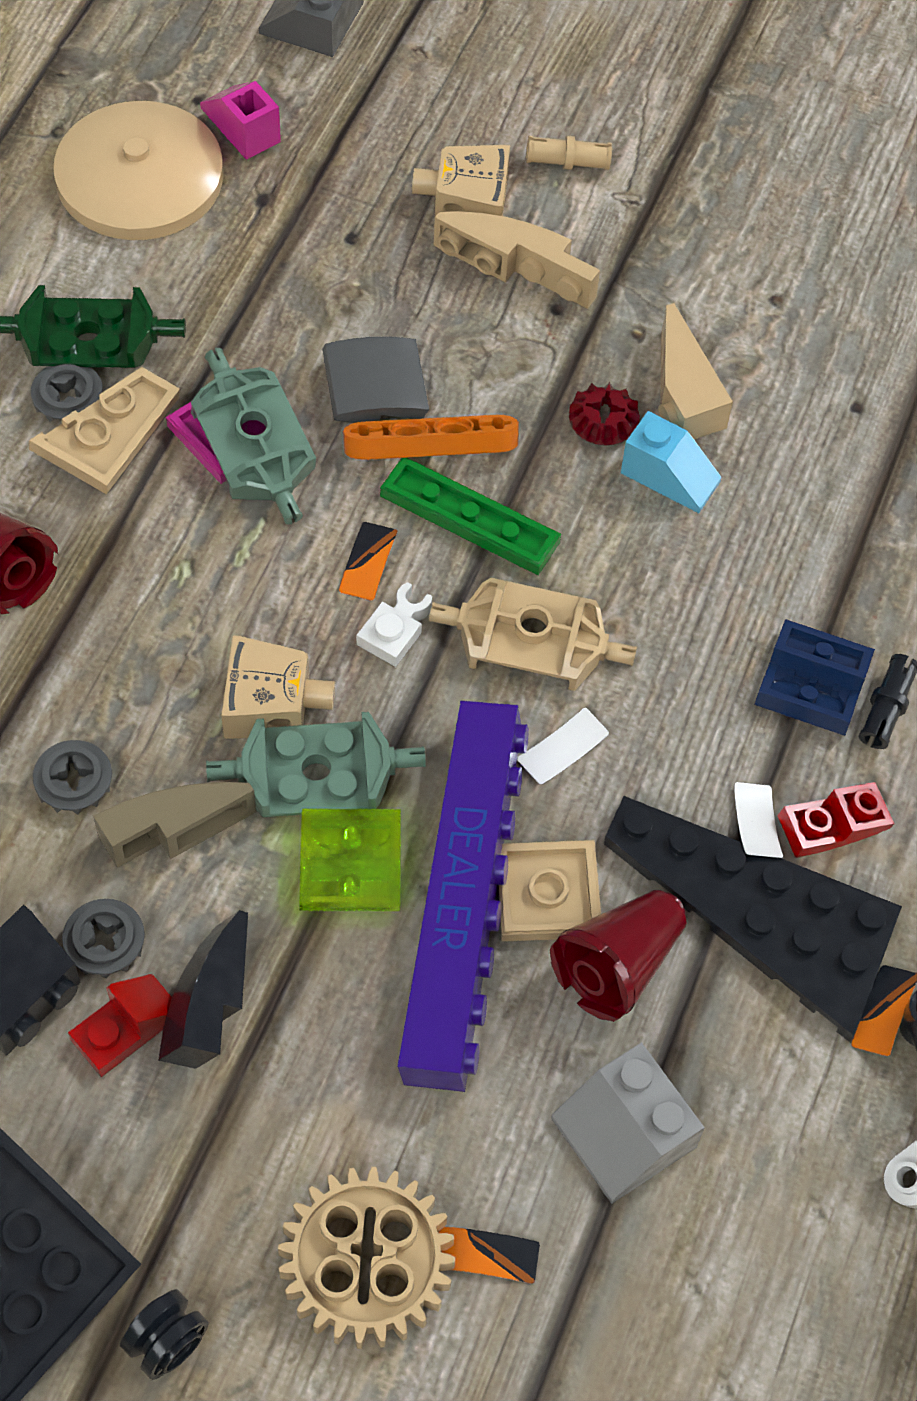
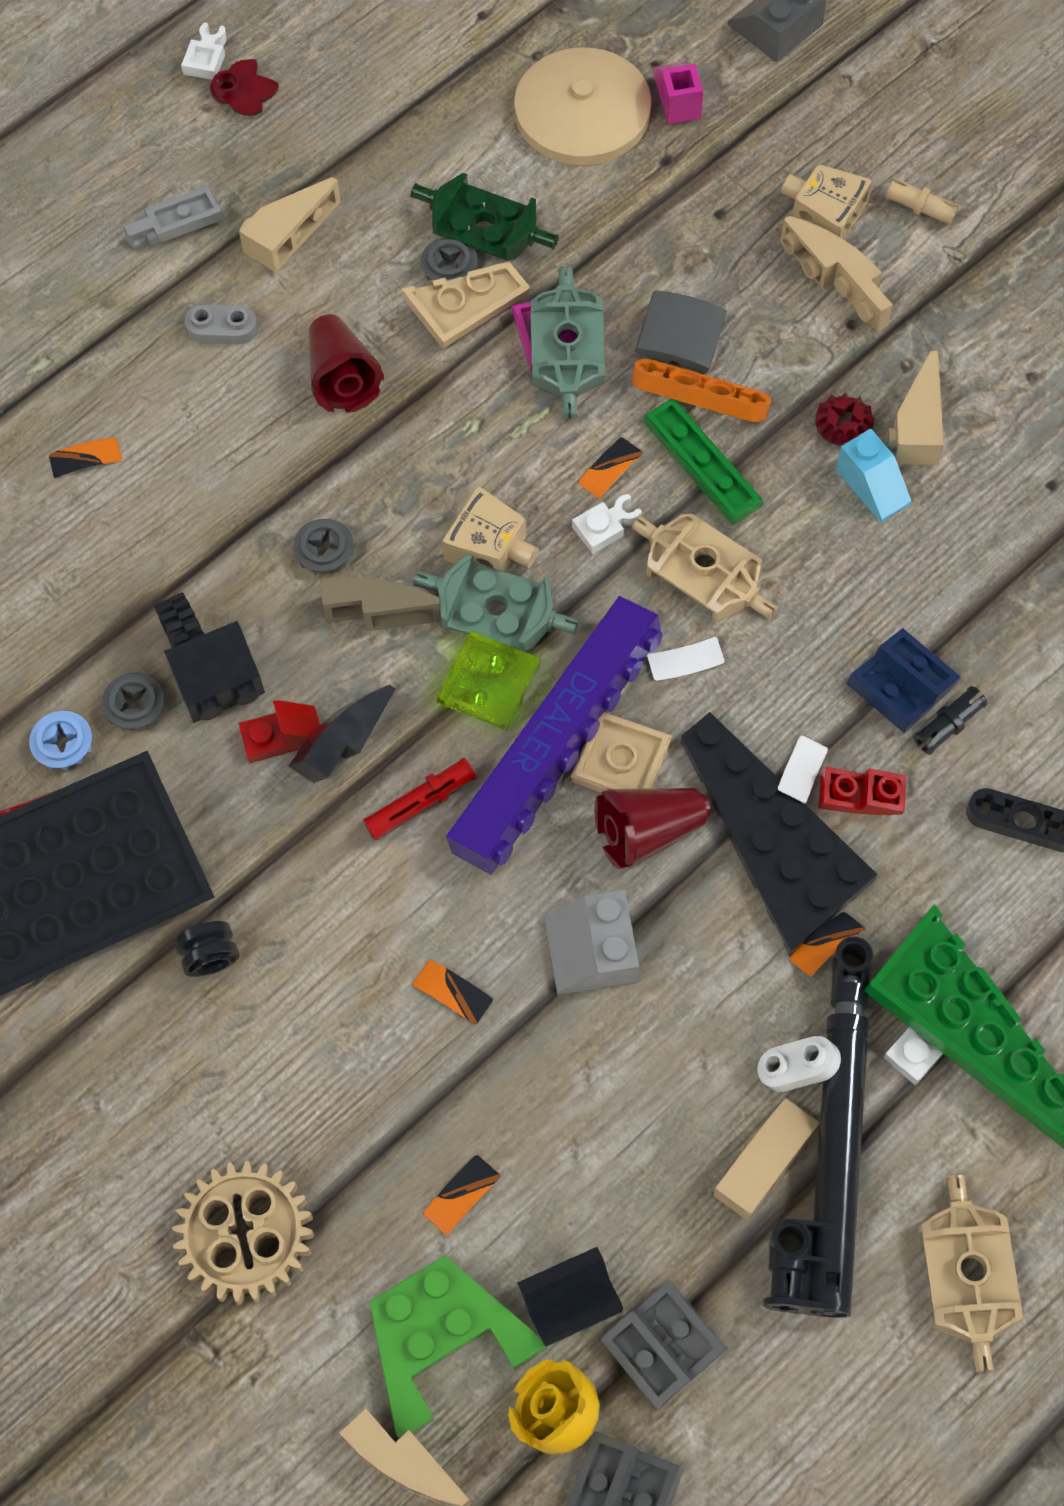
camera: 30 degrees right, 5 degrees up
(110, 917) = (278, 660): dark grey gear -> none
(348, 1017) = (423, 796): none -> red pin
(412, 1259) = (334, 941): tan gear -> none

